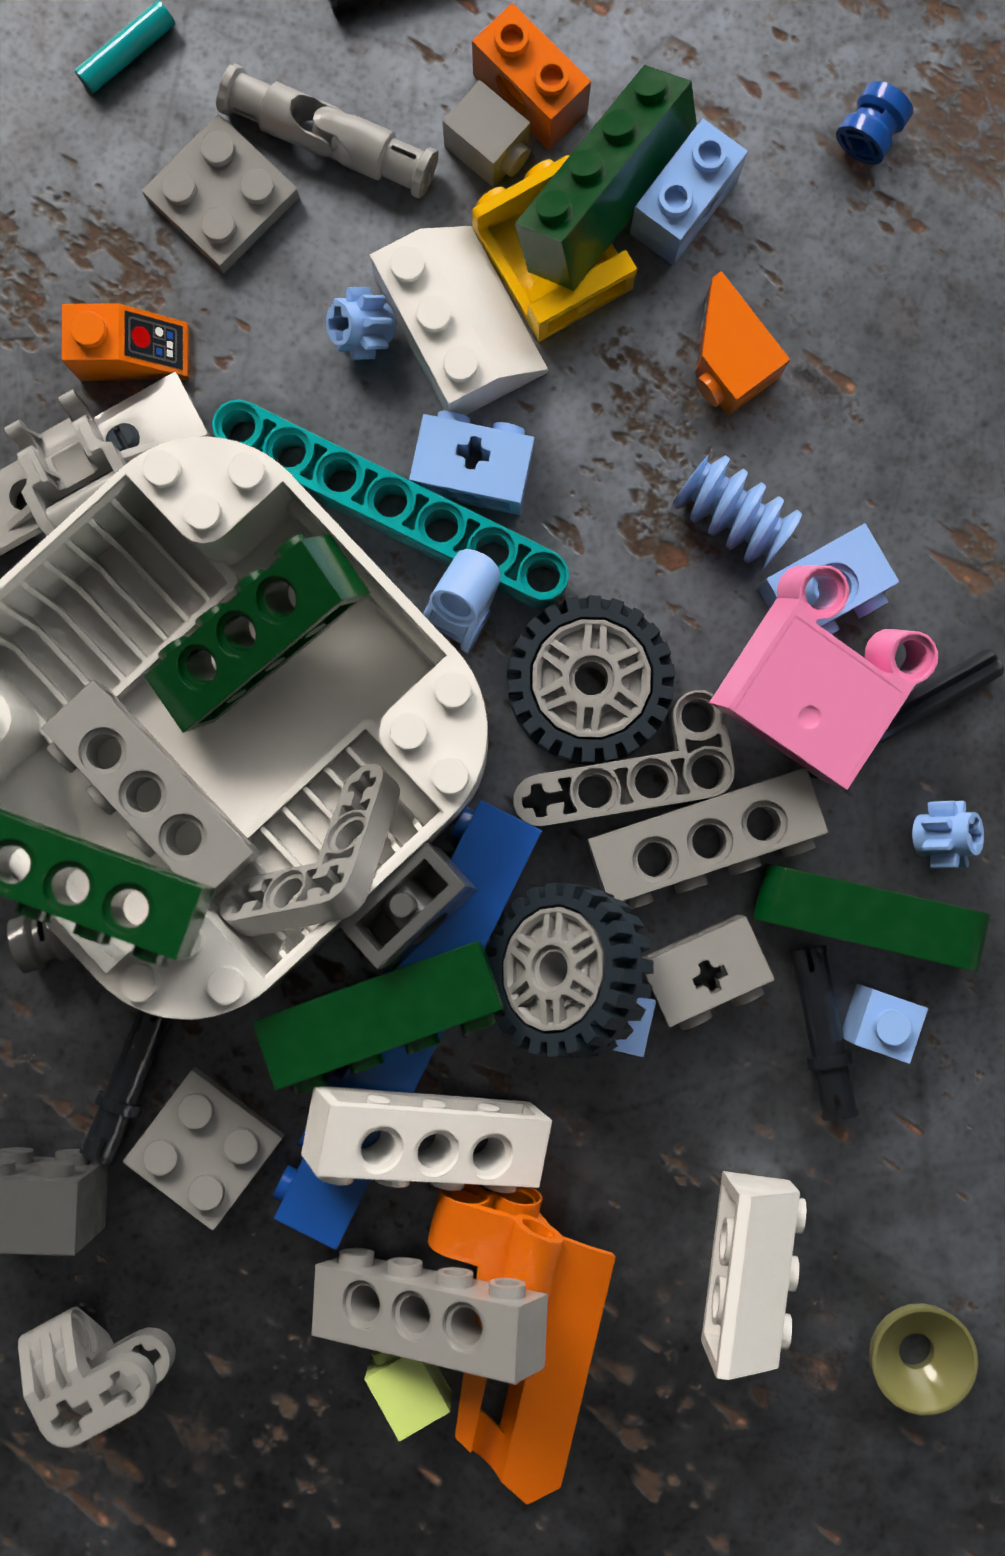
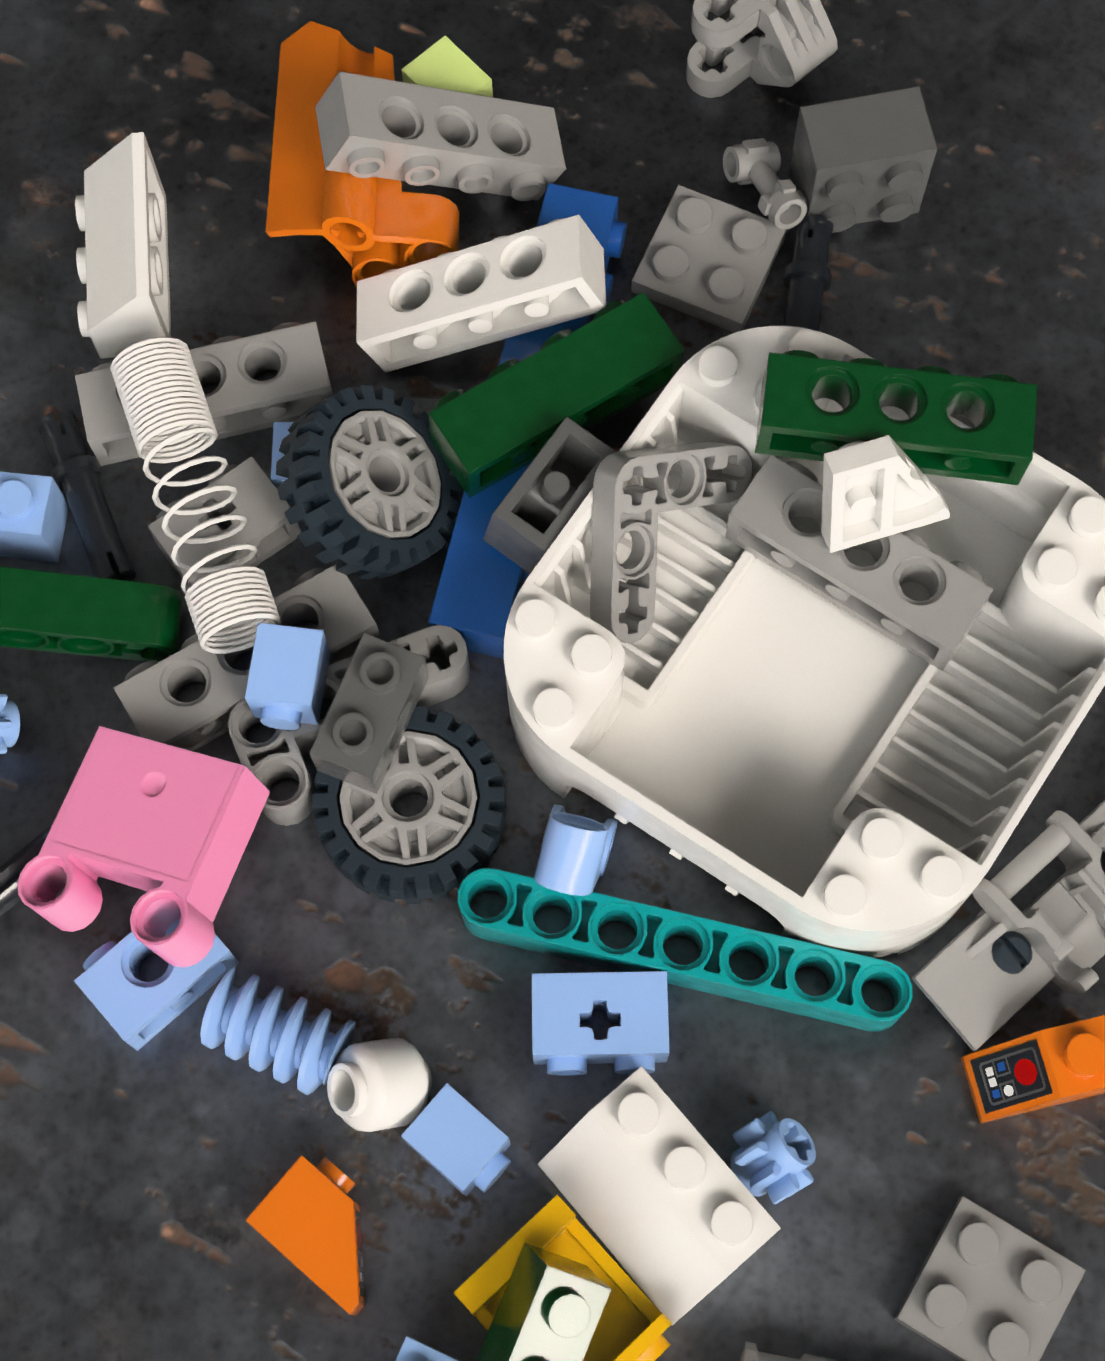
camera: 170 degrees right, 15 degrees down
(118, 821) = (874, 493): none -> white wing
(132, 1235) = (759, 164): none -> light grey bar
(324, 592) = (787, 742): dark green brick -> none
(608, 392) = (459, 1142): none -> light blue brick
(611, 742) = (370, 713): none -> dark grey brick
(662, 448) = (379, 1084): none -> white head
(676, 795) = (287, 675): none -> light blue brick
(739, 1066) = (169, 425): none -> white piece
(788, 1127) = (237, 403): none -> light grey brick

